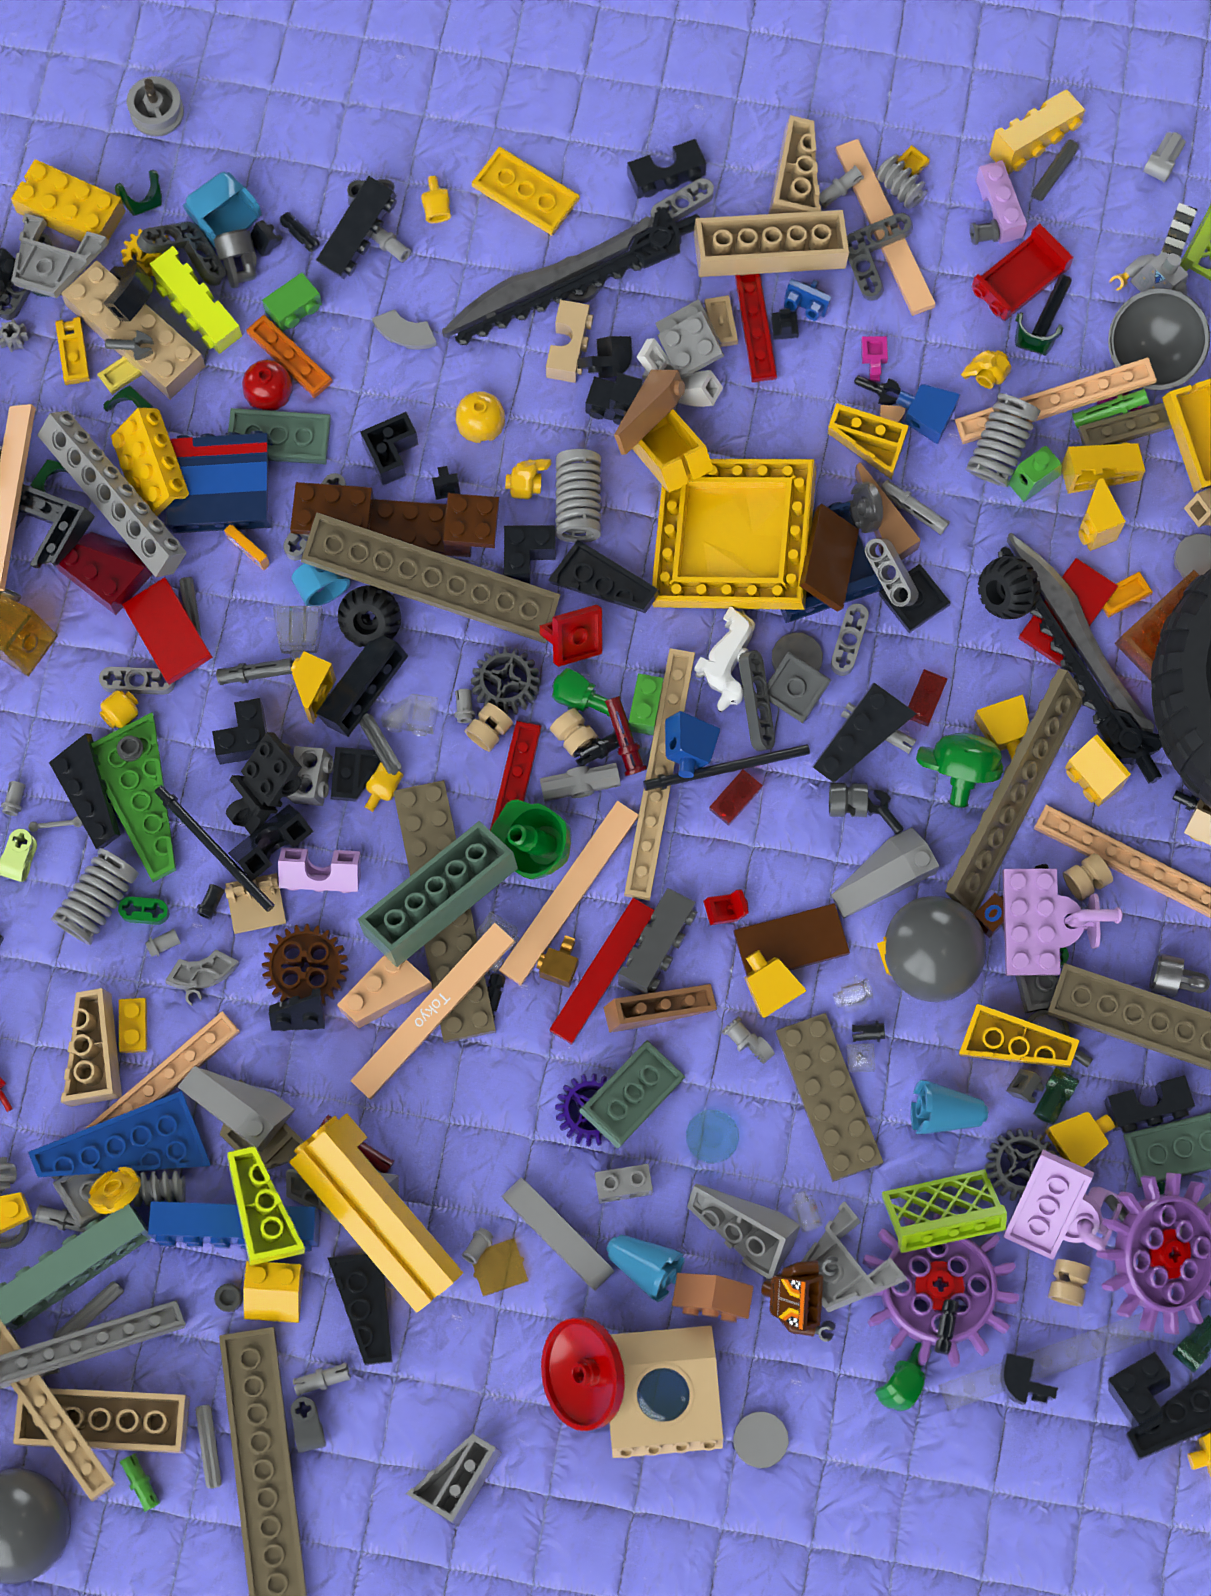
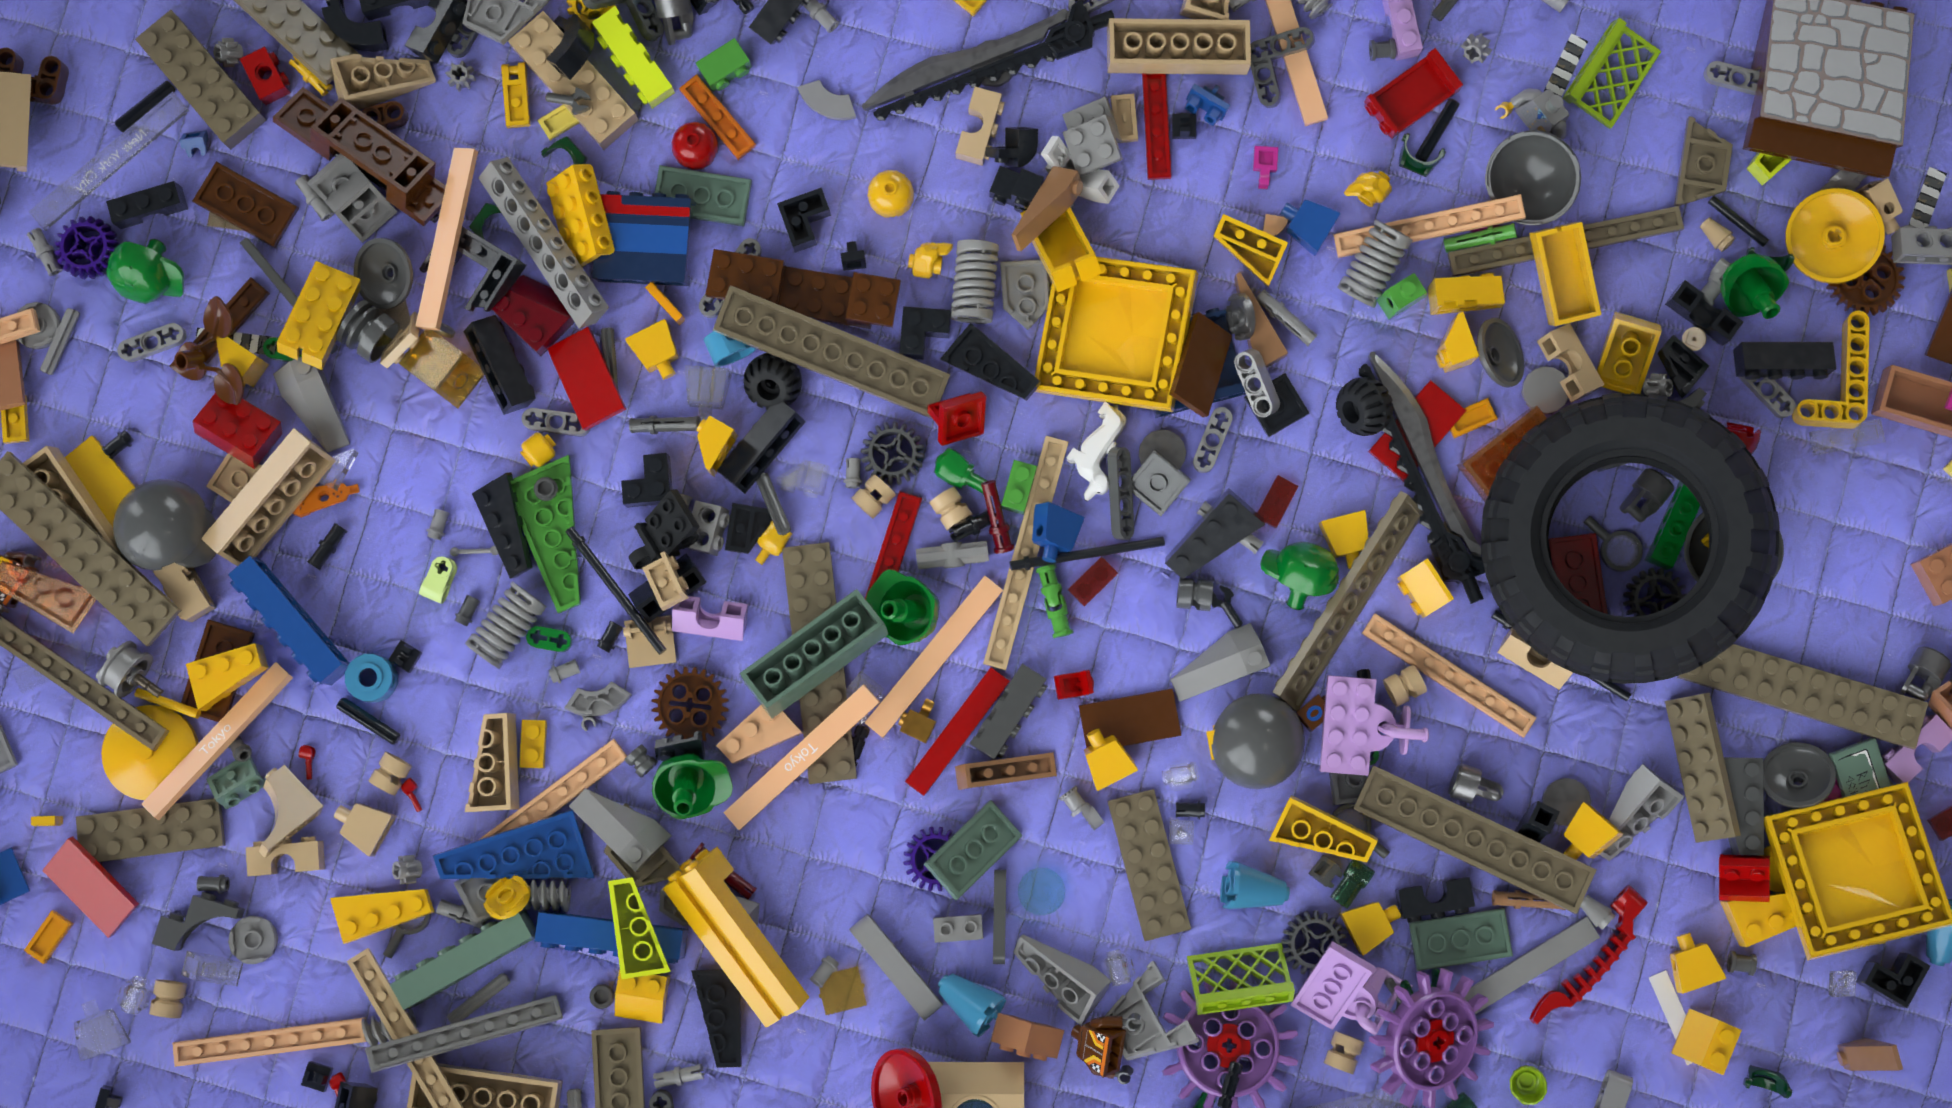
camera: 10 degrees right, 10 degrees up
(50, 888) = (467, 610): none -> dark grey pin
(71, 623) = (499, 364): none -> black brick
(238, 594) = (655, 348): none -> yellow torso
(254, 1032) = (642, 762): none -> dark grey wheel
(268, 831) = (665, 581): none -> tan bracket
(312, 1050) = (690, 786): none -> green piece
(632, 502) = (1025, 290): none -> light grey tile
(668, 1168) = (999, 919): none -> dark grey beam
(696, 820) = (1054, 598): none -> bright green piece
(880, 389) = (1266, 197): black bar -> none
(1087, 218) = (1476, 48): none -> light grey gear
(1146, 521) = (1500, 352): none -> dark grey dish

